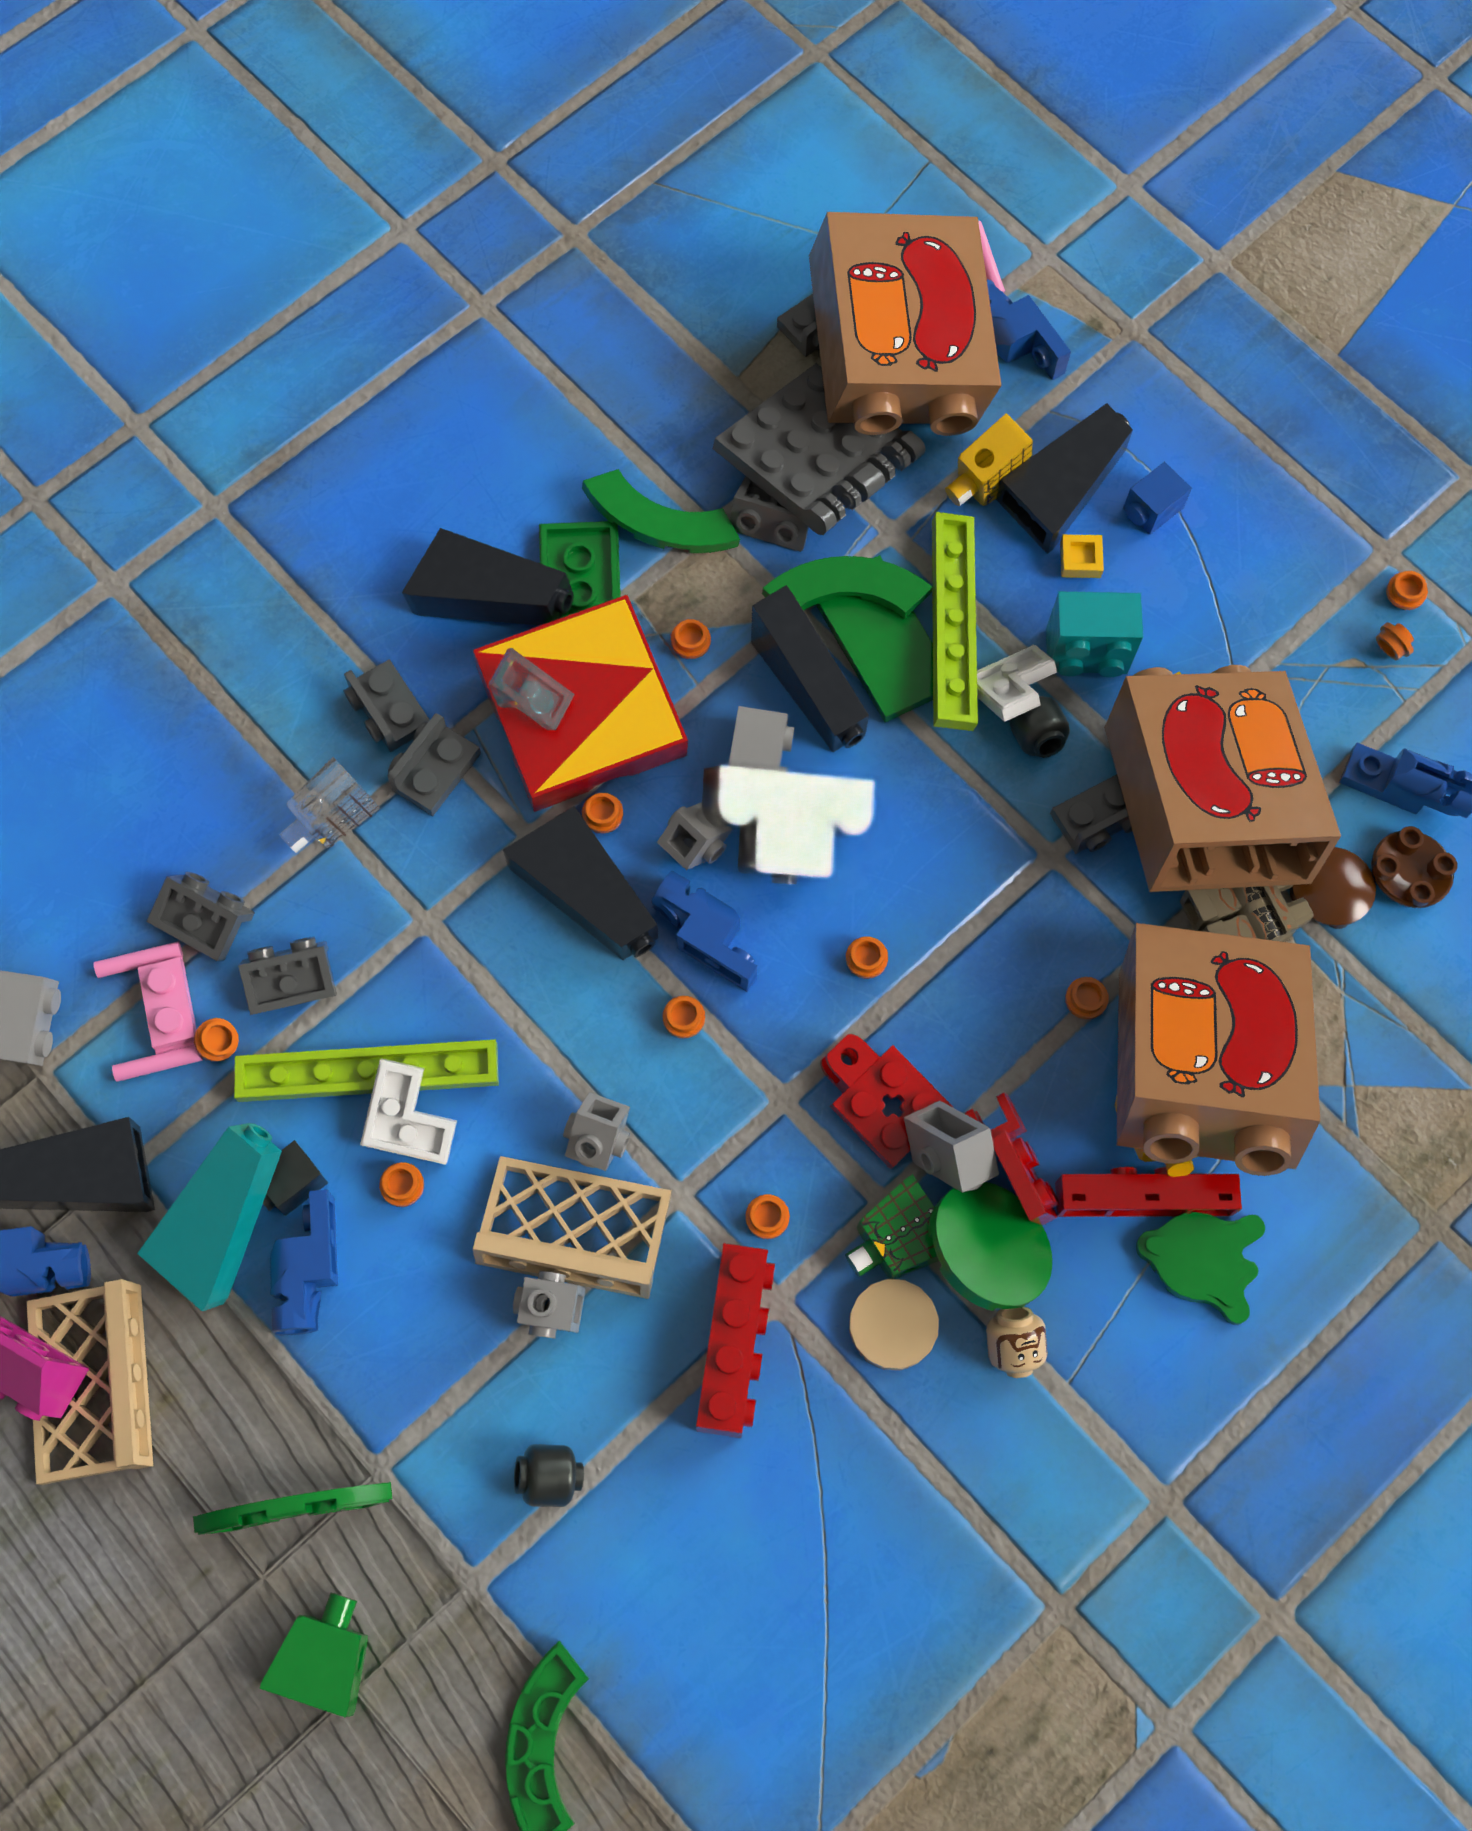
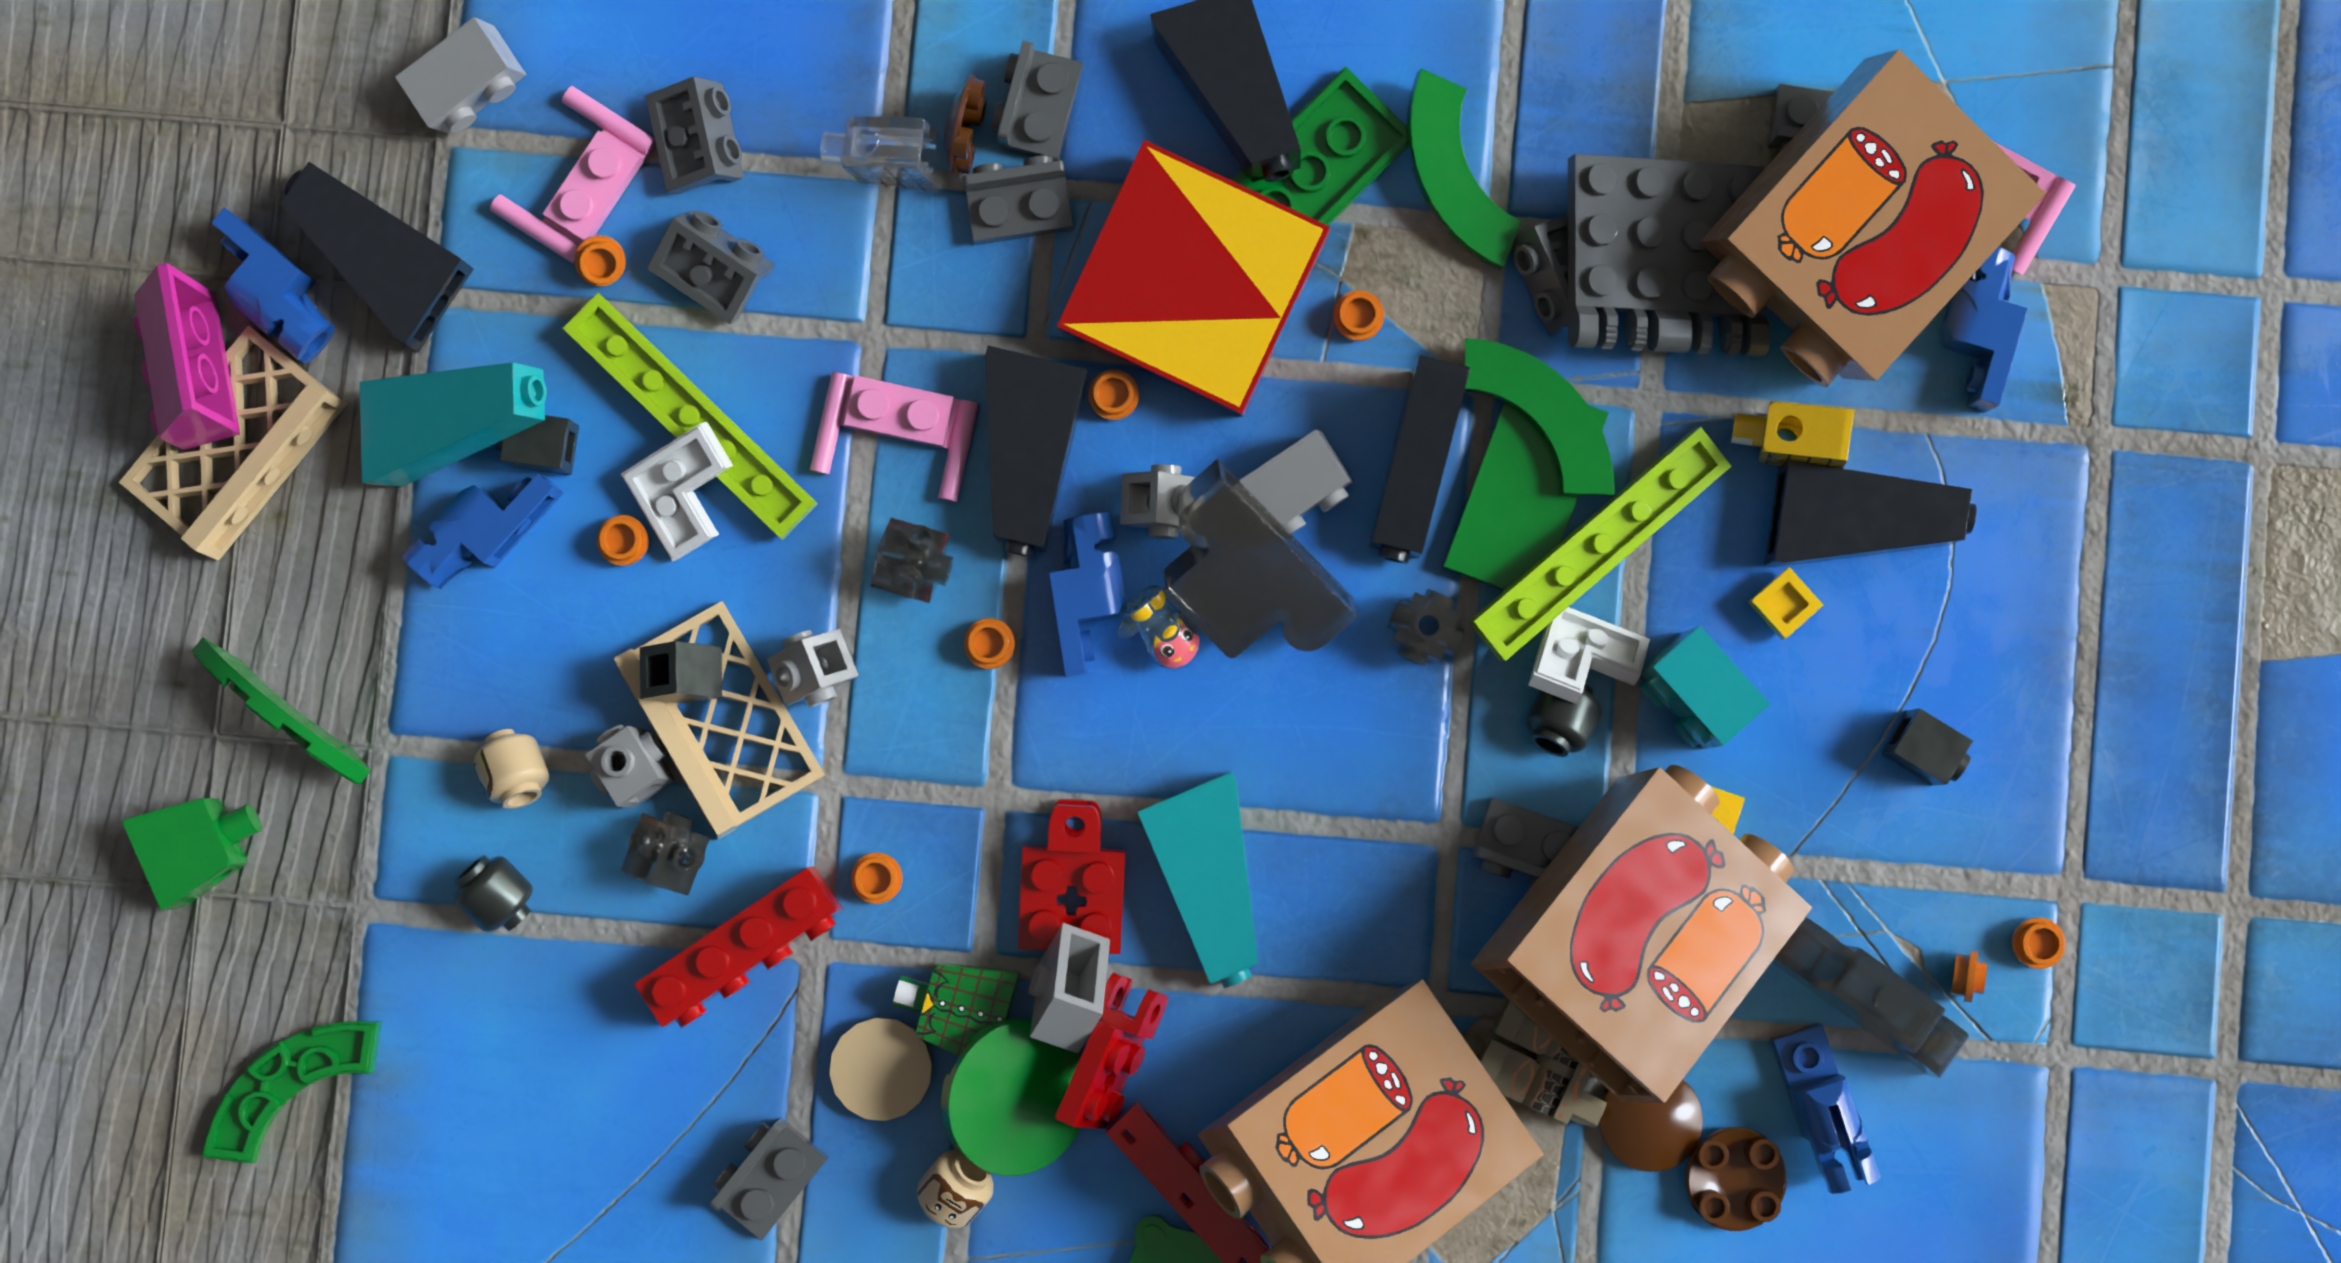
camera: 50 degrees right, 15 degrees up
(358, 753) = (966, 110): none -> reddish brown dish
(478, 1387) = (511, 769): none -> tan head
(490, 946) = (899, 414): none -> bright pink plate
(523, 1210) = (680, 672): none -> pearl dark grey brick
(528, 688) = (1144, 235): clear light blue slope -> none
(589, 1012) = (911, 560): none -> clear smoke brick
(627, 1332) = (665, 852): none -> clear smoke brick
(777, 904) = (1160, 626): none -> animal
(866, 957) = (1192, 755): orange plate -> none
(902, 1463) = (768, 1178): none -> dark grey bracket
(914, 755) = (1412, 642): none -> clear smoke brick
(951, 1010) = (1206, 869): none -> teal slope
(1086, 998) = (1333, 984): orange plate -> none
(1156, 498) = (1914, 622): blue brick -> none
(1237, 551) = (1928, 748): none -> pearl dark grey brick
(1370, 693) = (1872, 997): none -> clear smoke brick

